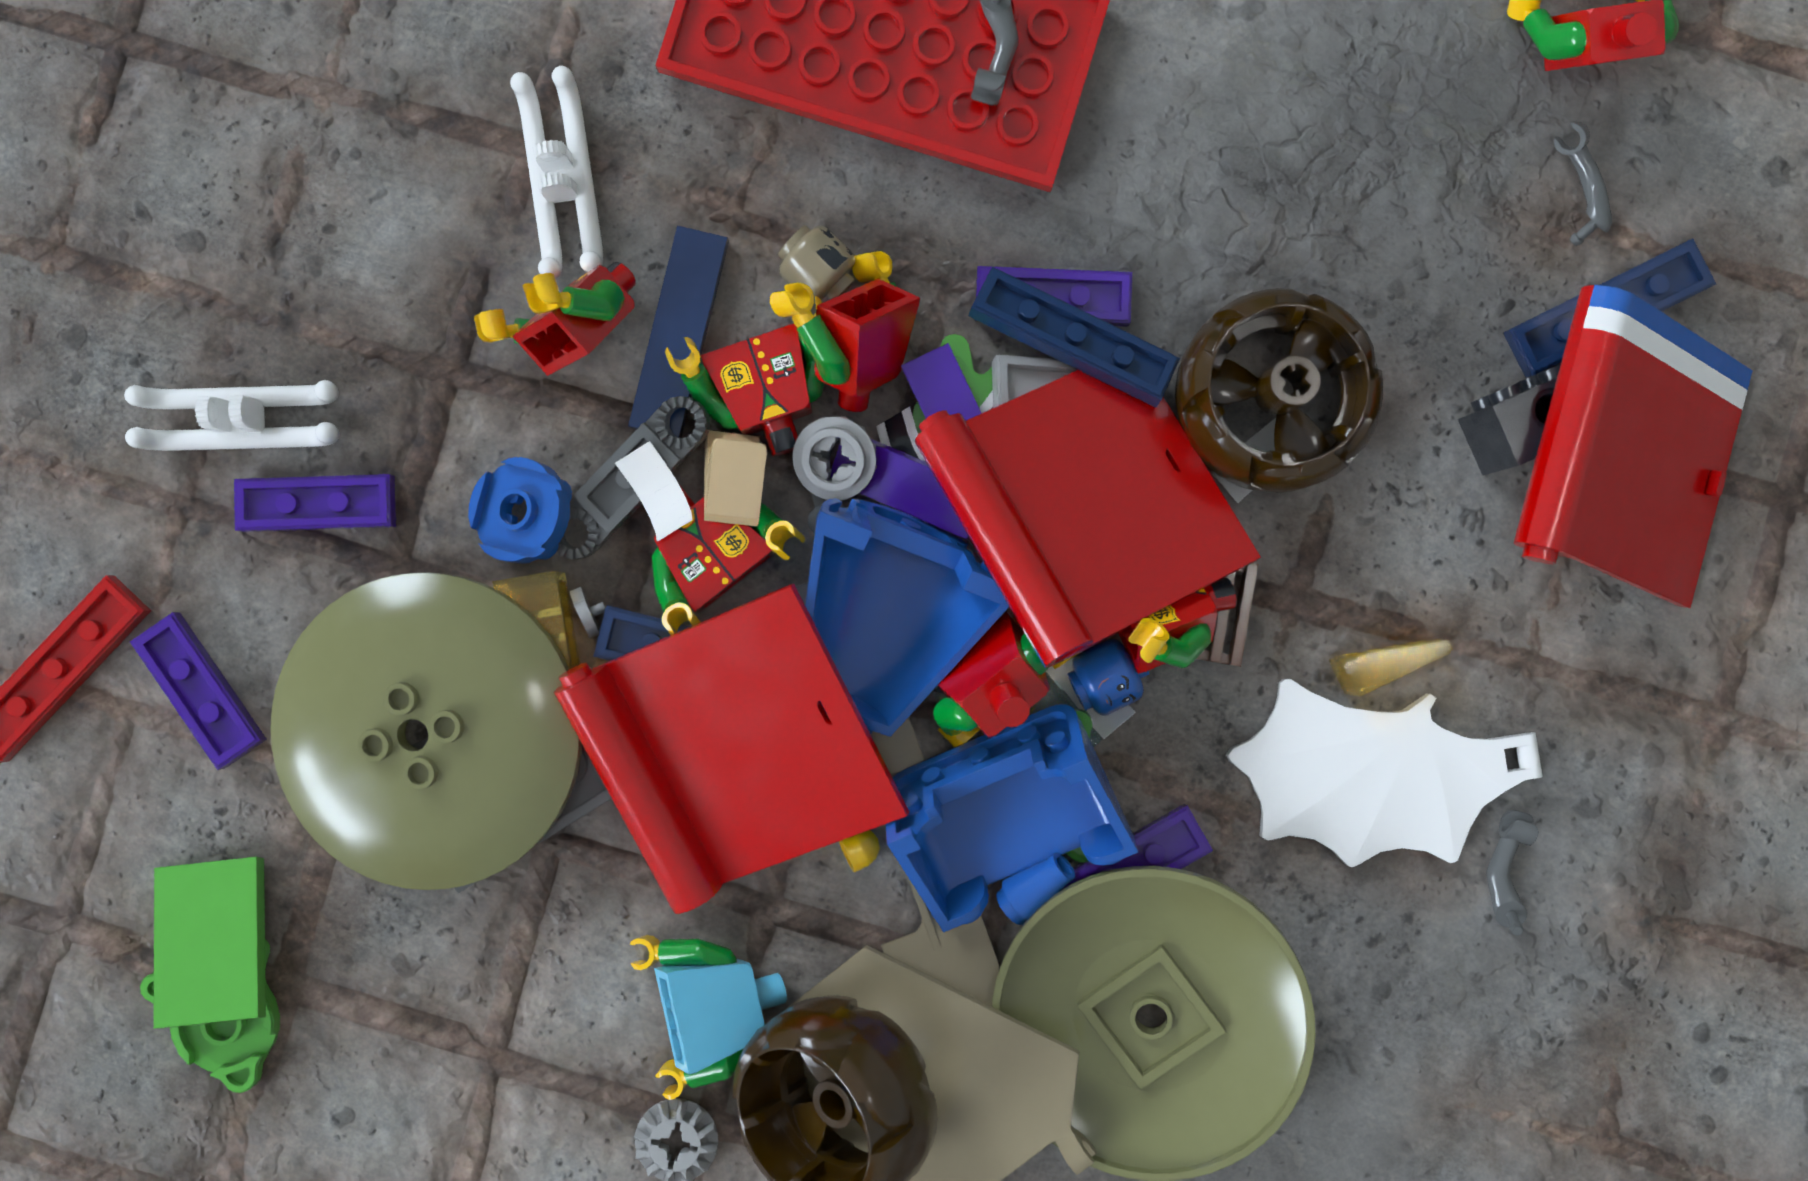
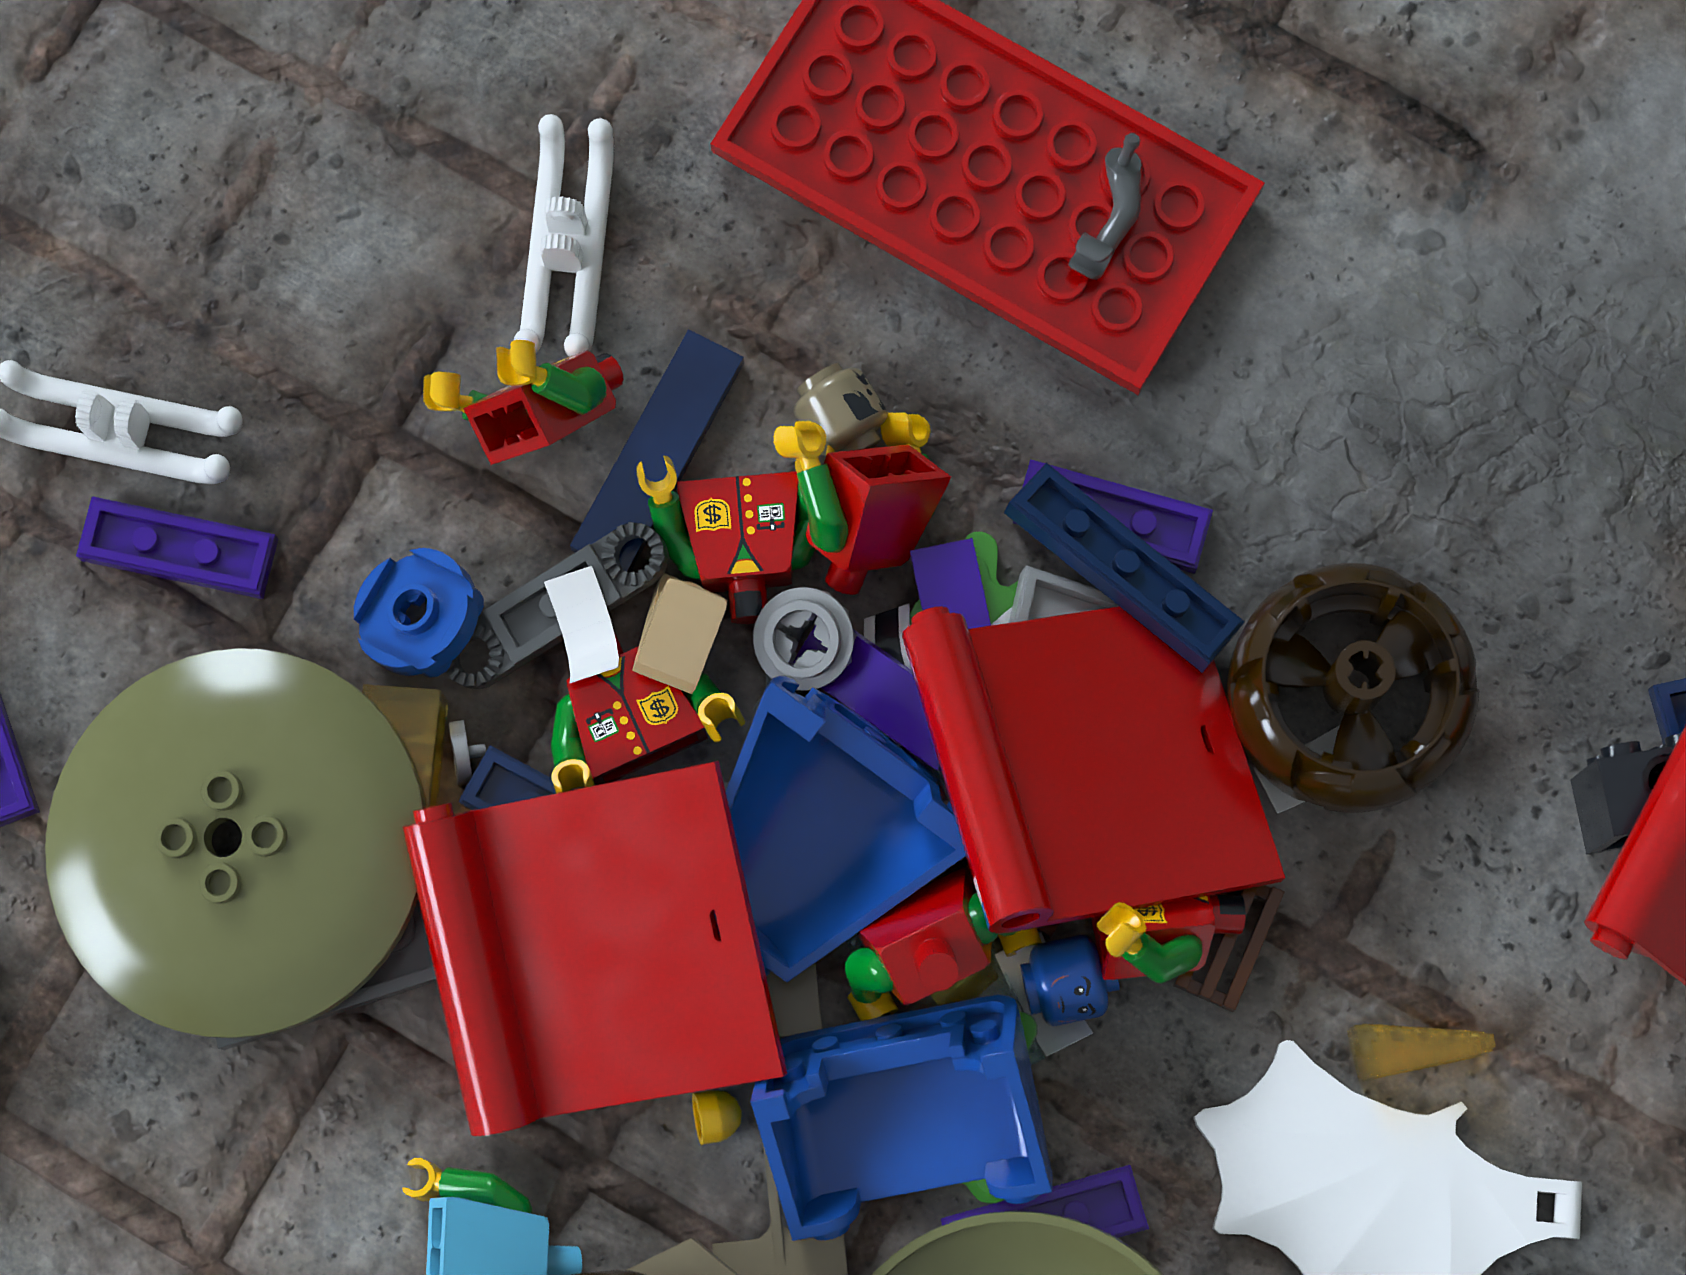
camera: 20 degrees right, 10 degrees down
(1033, 887) = (916, 1213): blue cone -> none

